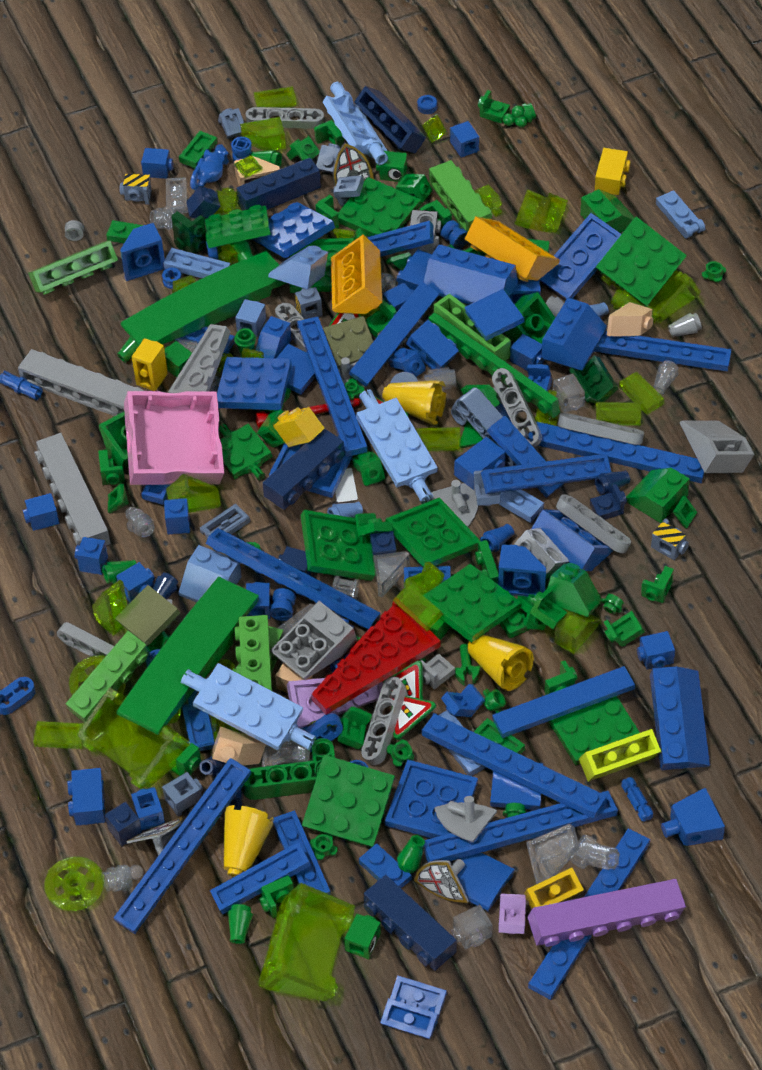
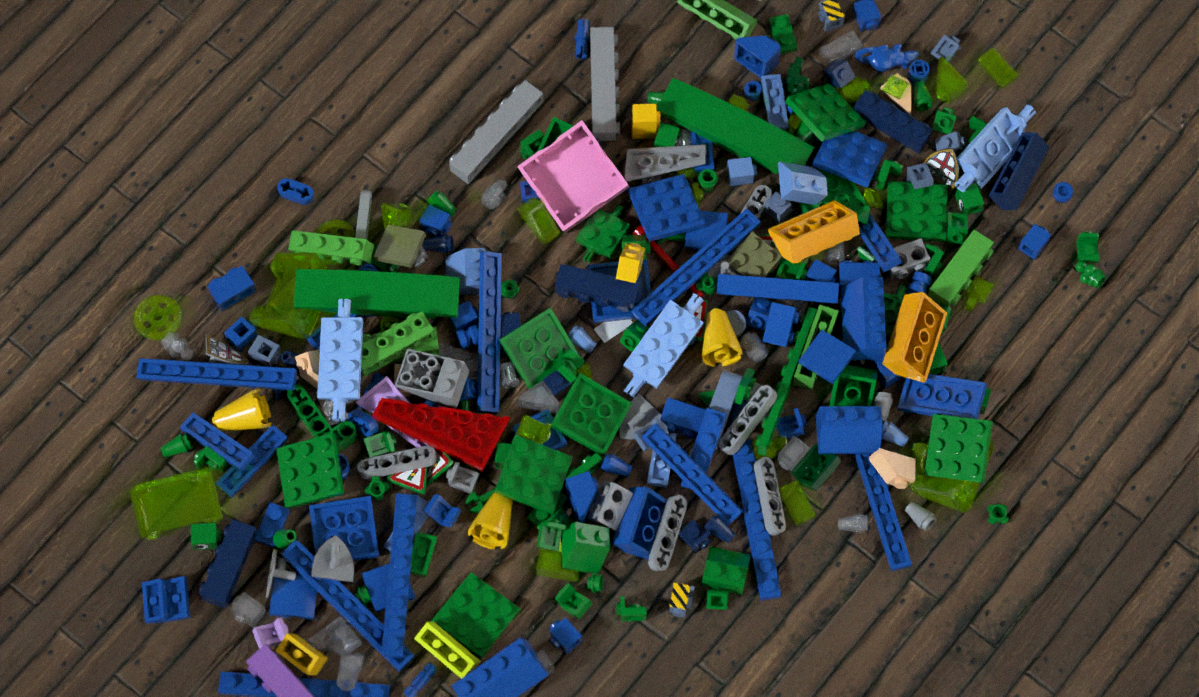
camera: 60 degrees right, 15 degrees up
(41, 512) = (466, 119): blue brick -> none
(58, 735) = (276, 237): clear neon green tile -> none
(91, 555) = (443, 177): blue brick -> none
(117, 499) = (508, 167): green slope -> none
(123, 823) = (218, 323): dark blue brick -> none
(162, 217) = (811, 53): clear piece -> none
(177, 516) = (511, 218): blue brick -> none
(188, 760) = (291, 341): green bracket -> none
(196, 149) = (908, 37): green plate -> none
(229, 526) = (538, 269): sand blue tile -> none
(274, 337) = (723, 200): blue slope -> none
(285, 115) = (976, 88): light grey beam -> none
(323, 840) = (263, 472): green plate -> none
(418, 607) = (502, 436): clear neon green tile -> none
(434, 128) = (1034, 211): clear neon green slope -> none
(440, 438) = (693, 374): clear neon green tile -> none
(494, 700) = (460, 537): green plate -> none
(526, 352) = (818, 398): blue brick -> none
(541, 212) = (988, 342): clear neon green slope -> none
(563, 702) = (476, 586): blue tile -> none
(565, 679) = (494, 577): green bracket -> none
(607, 208) = (1015, 398): green slope -> none
(612, 170) = (1065, 379): yellow brick -> none
(641, 392) = (829, 512): clear neon green tile -> none
(679, 214) = (1050, 457): medium blue plate -> none
(717, 446) = (797, 593): light grey slope -> none

